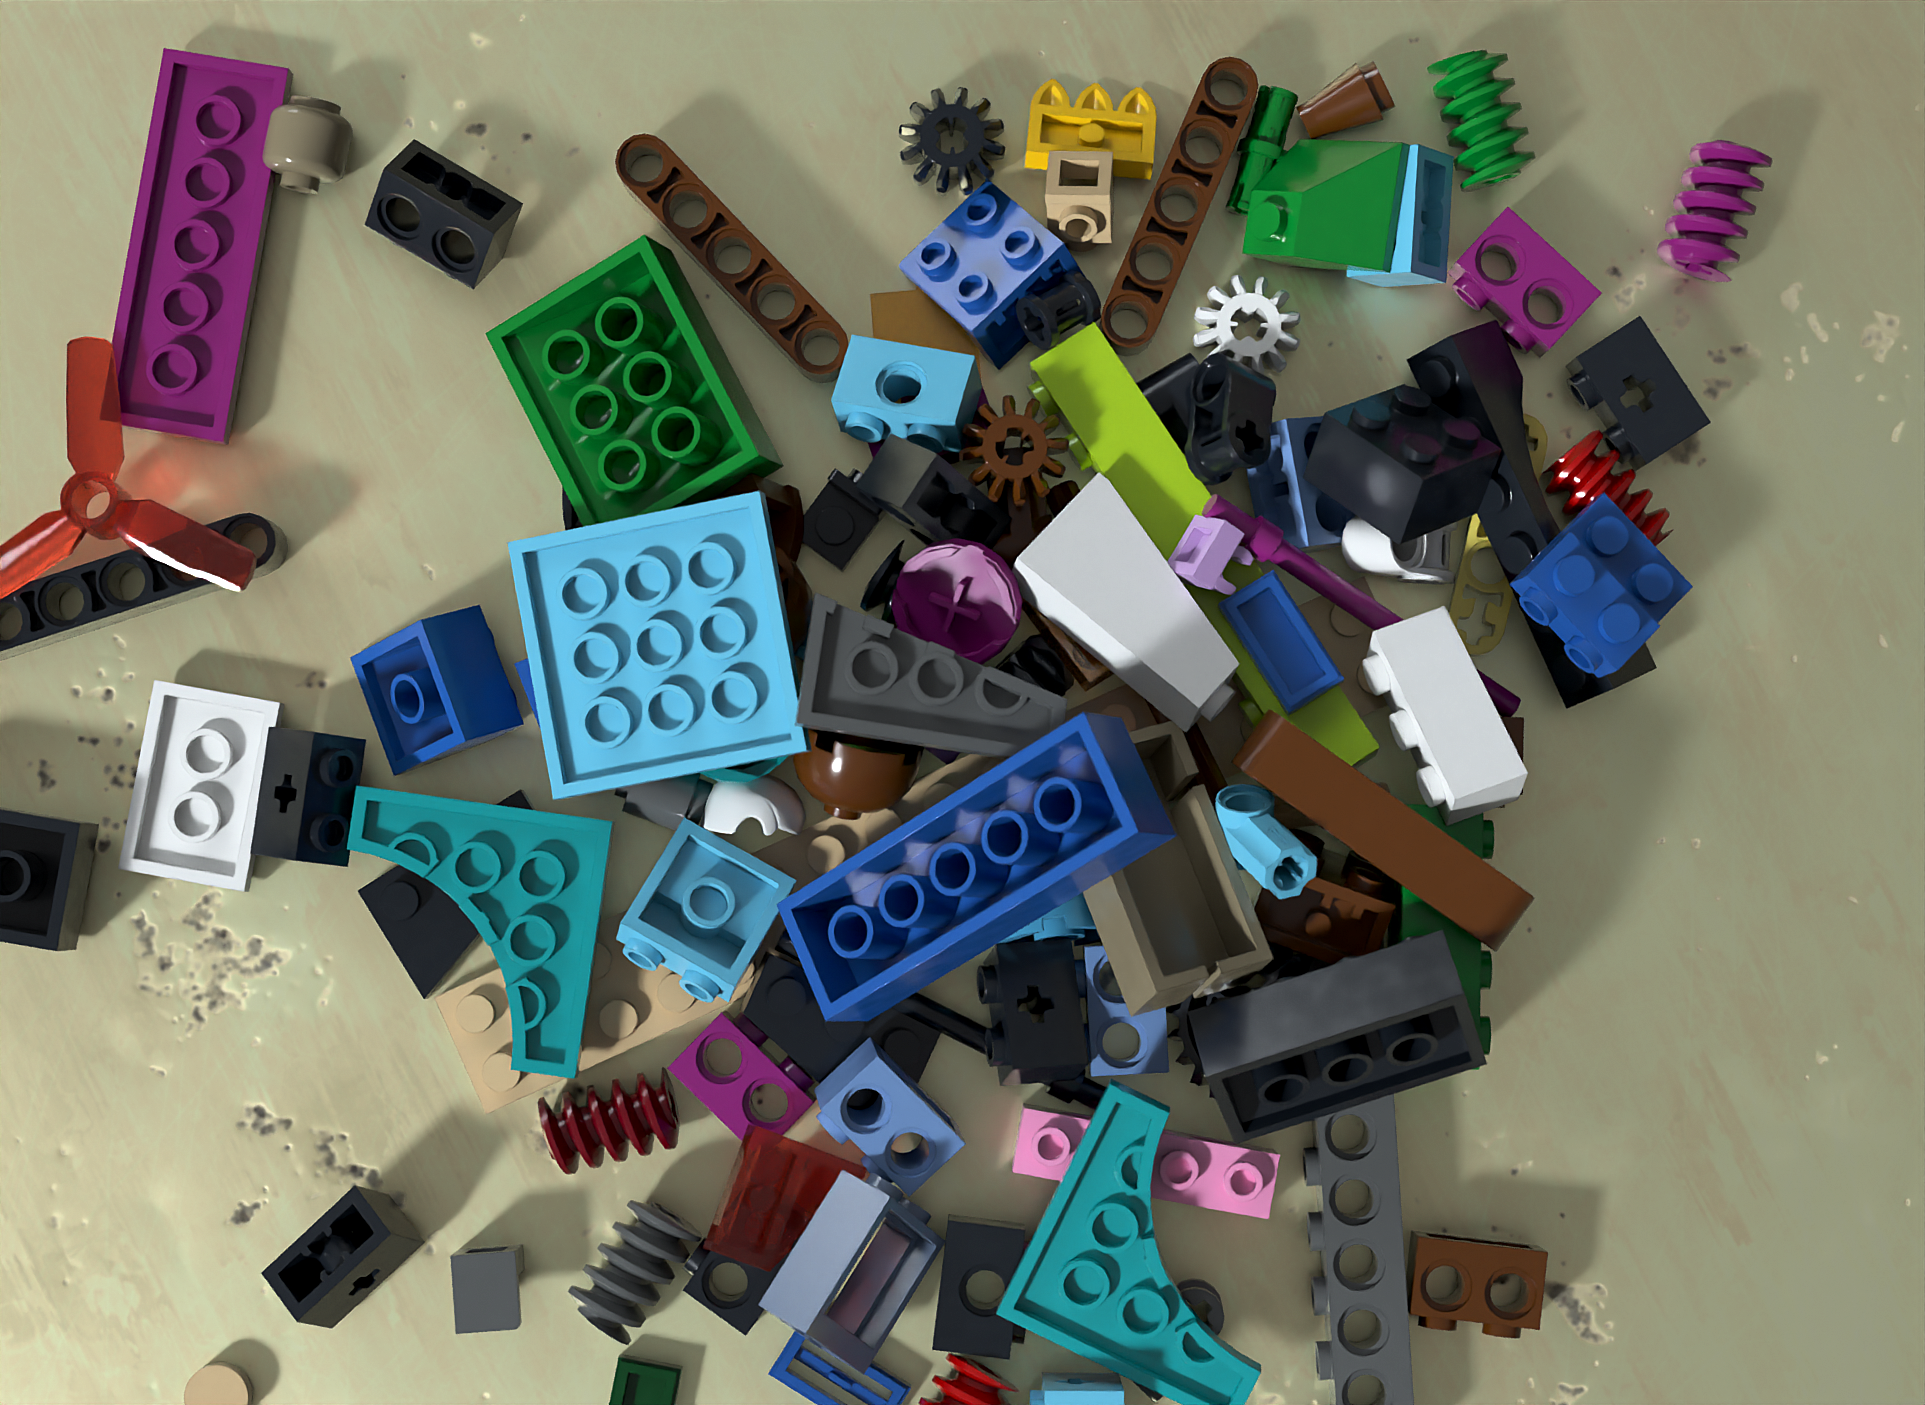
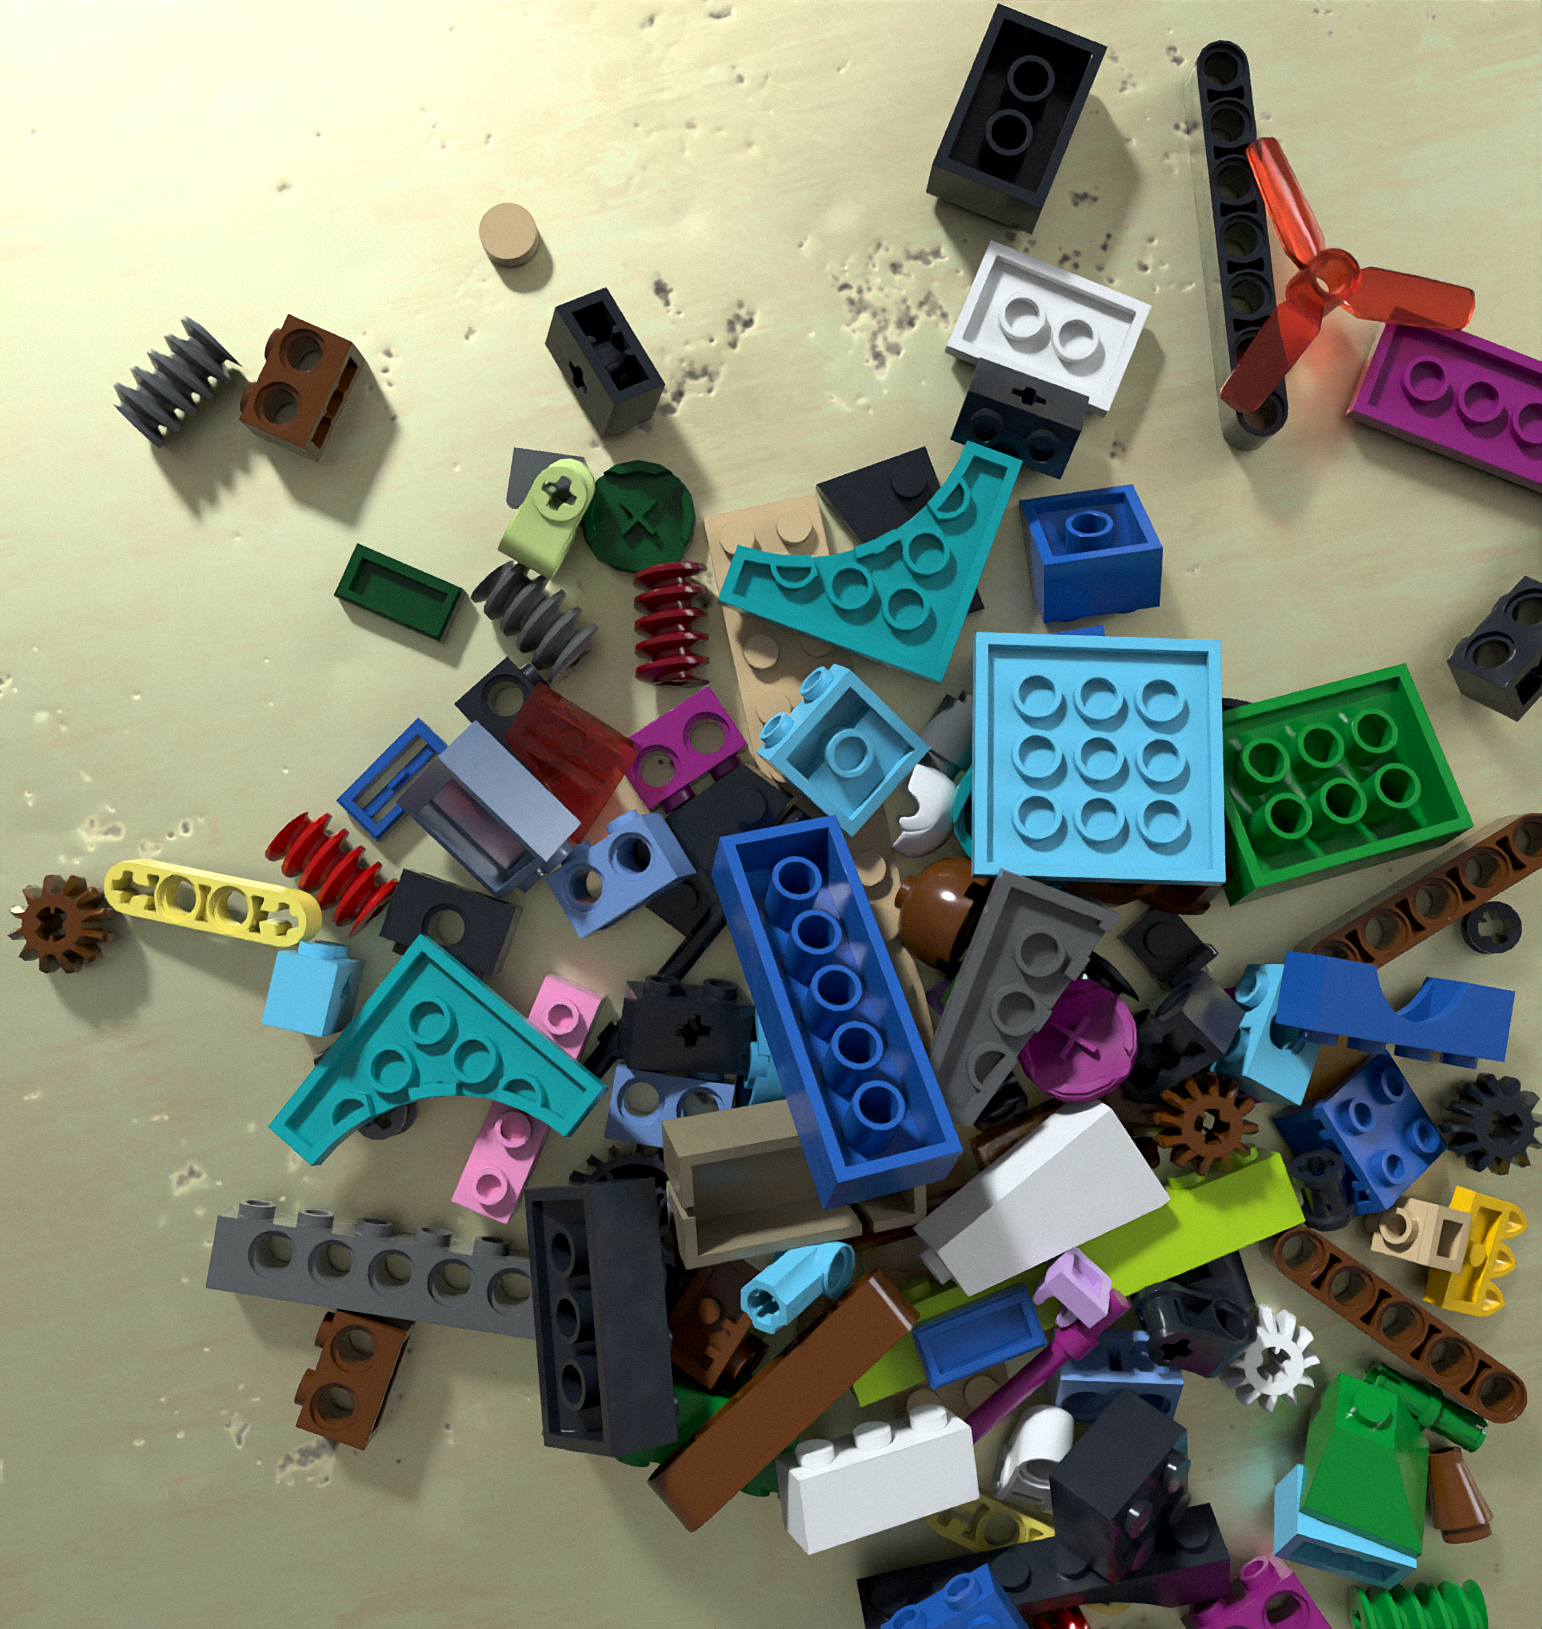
camera: 95 degrees right, 0 degrees up
(500, 1184) = (639, 517): none -> dark green tile
(532, 1278) = (545, 525): none -> yellowish green piece
(728, 175) = (1497, 911): none -> black bush
(854, 338) = (1345, 999): none -> blue arch

